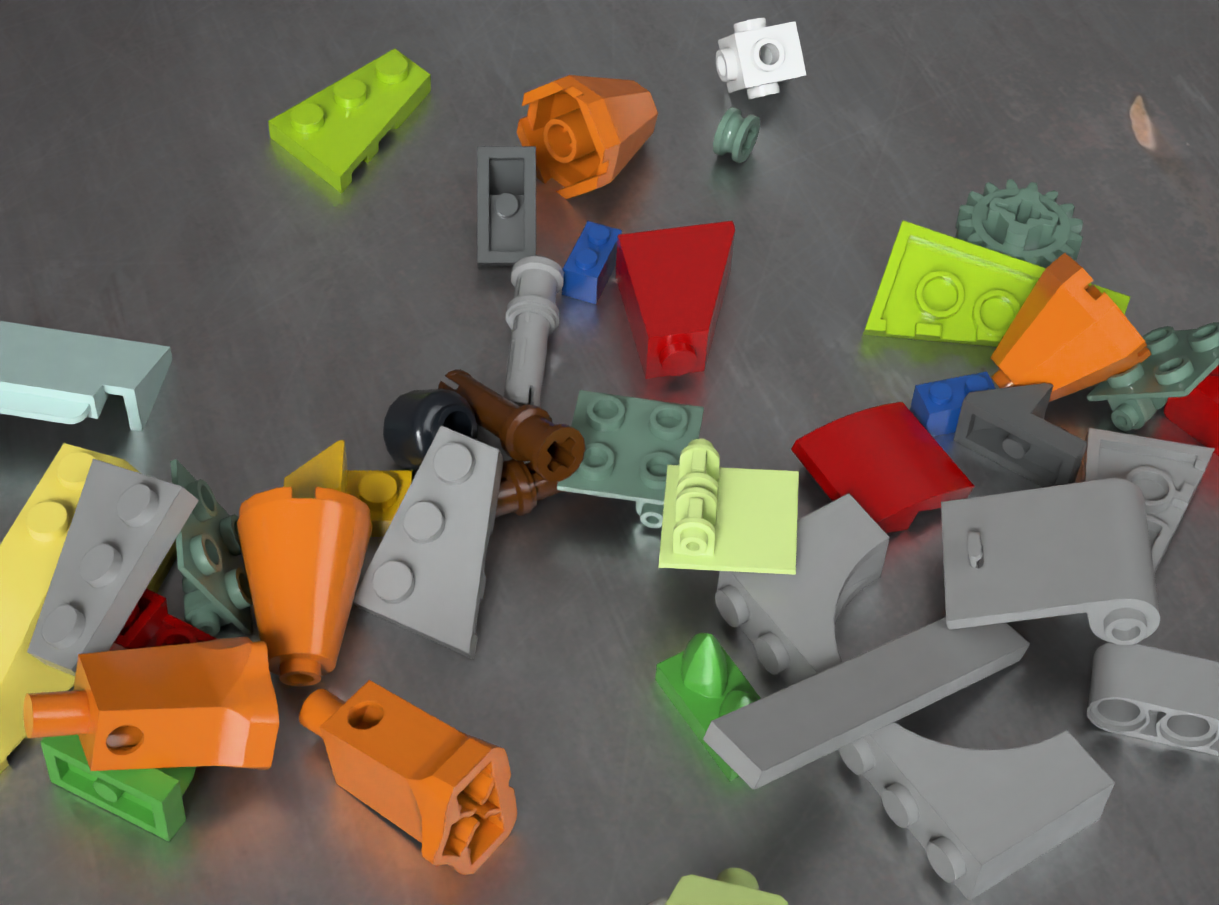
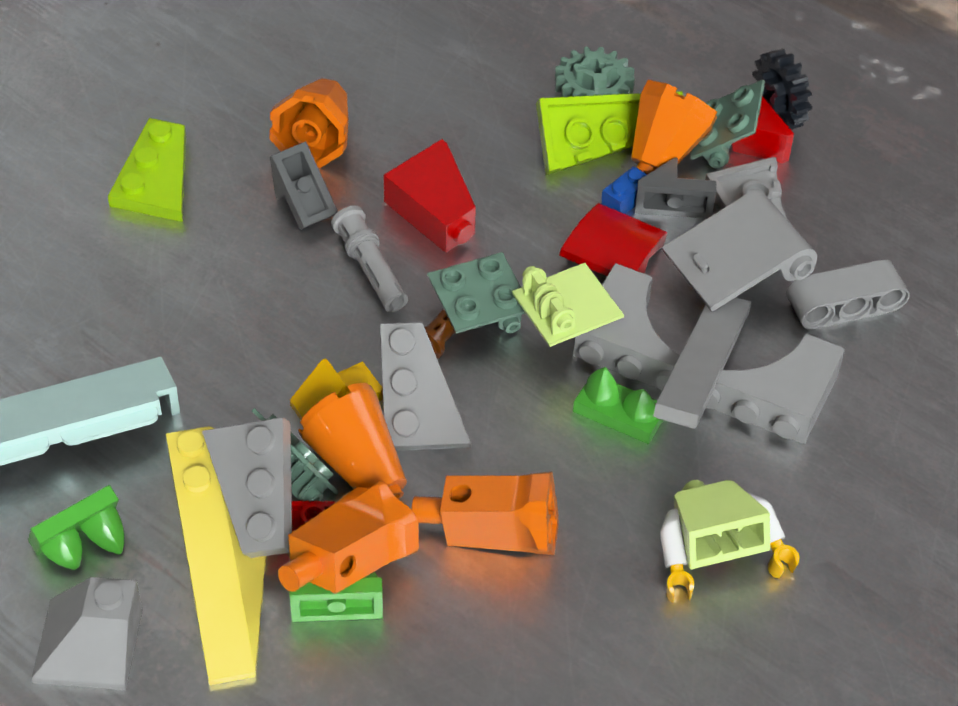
camera: 30 degrees left, 0 degrees up
(416, 418) = (357, 333): black head -> none
(523, 430) = (414, 308): reddish brown pin -> none
(591, 262) = (370, 197): blue piece -> none
(736, 135) = (397, 87): sand green bush -> none
(759, 57) = (380, 34): white brick -> none

